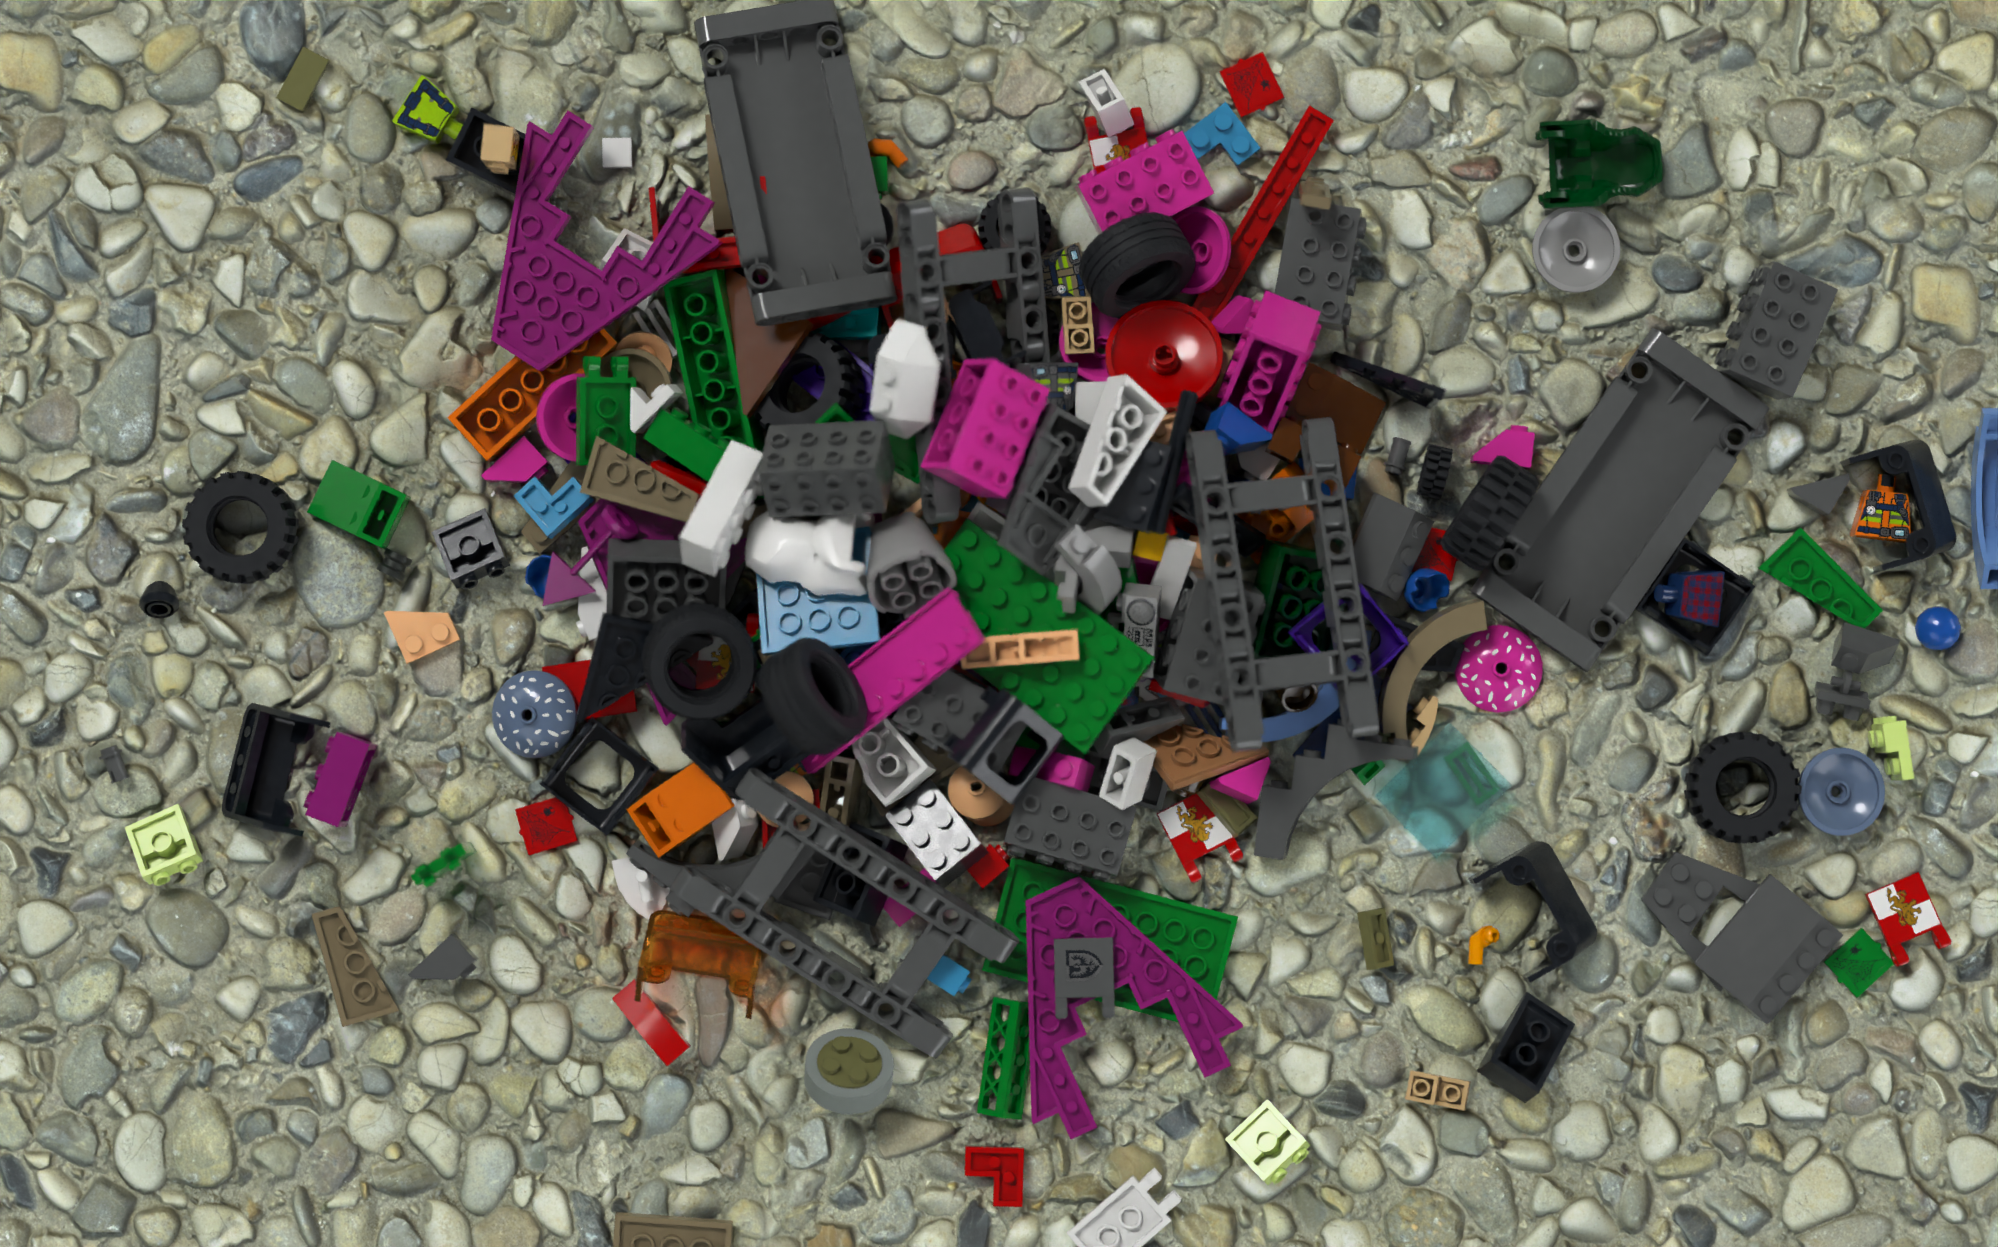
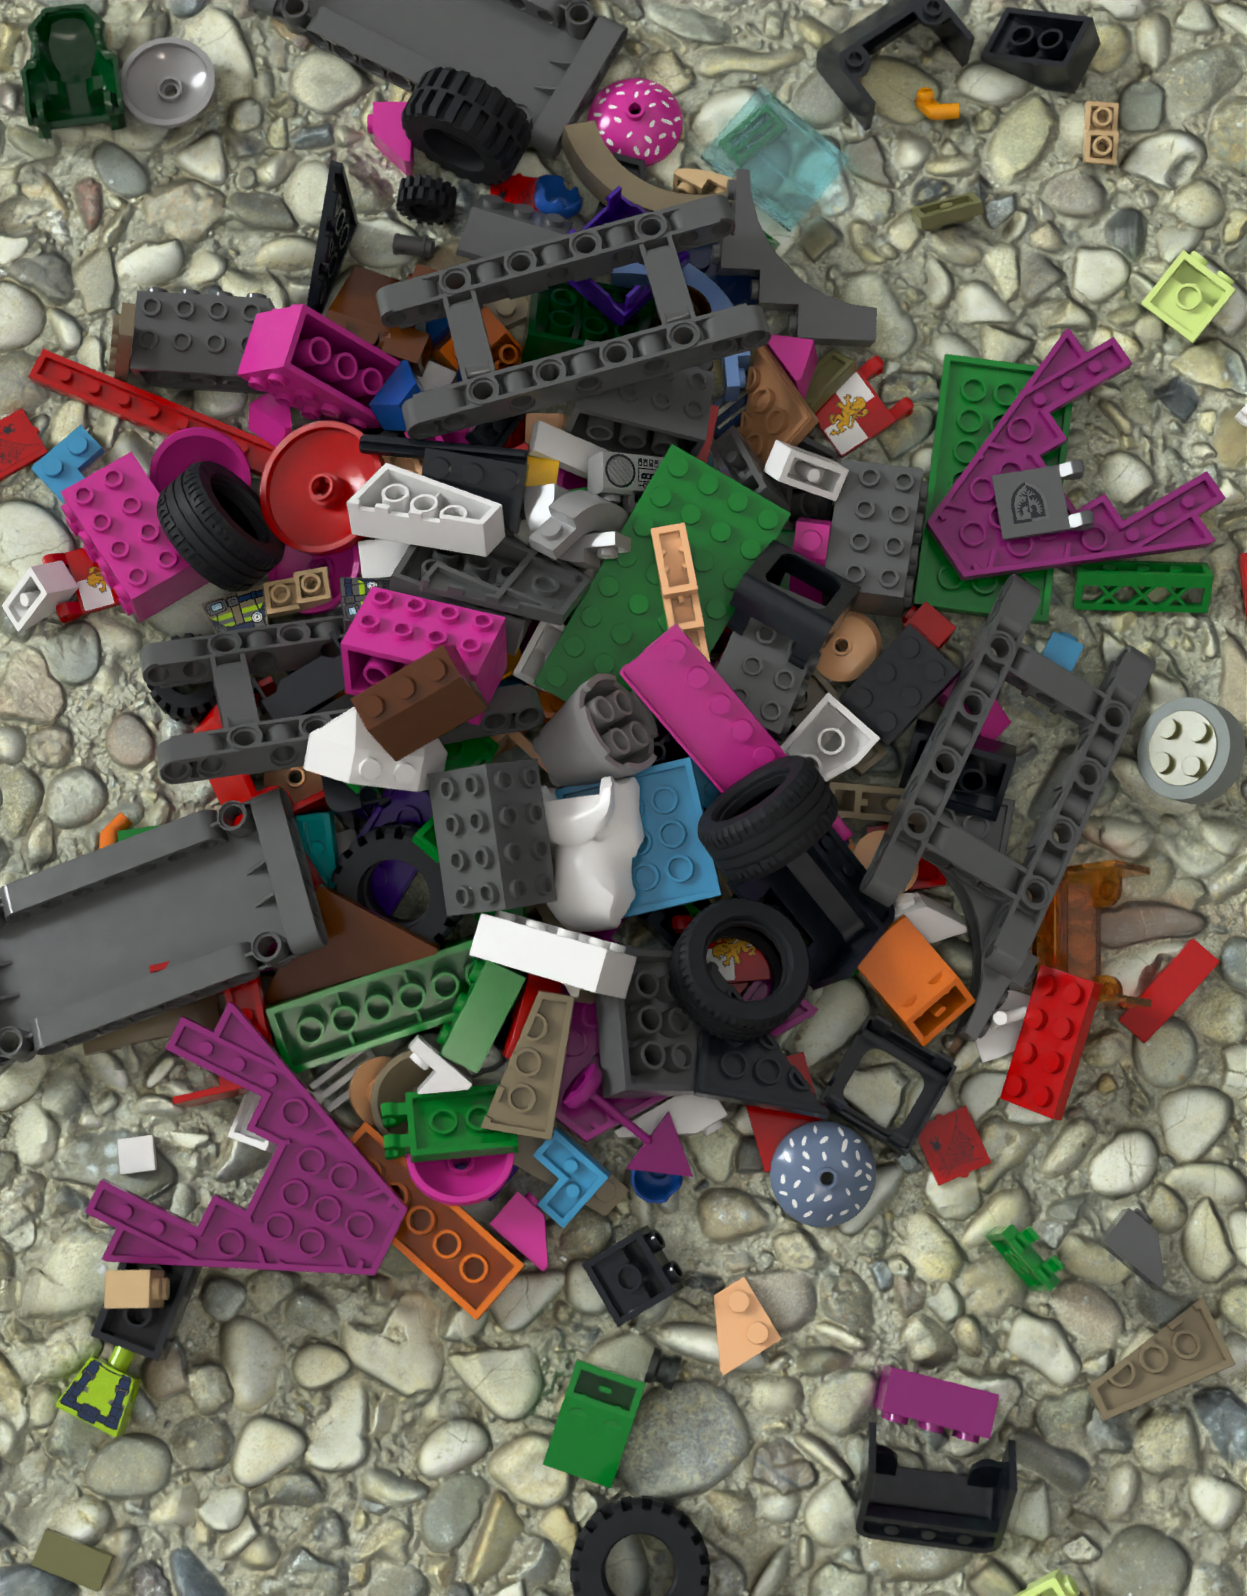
camera: 95 degrees left, 10 degrees down
(616, 914) = (1051, 1042): none -> red plate
(931, 419) = (420, 702): none -> reddish brown slope

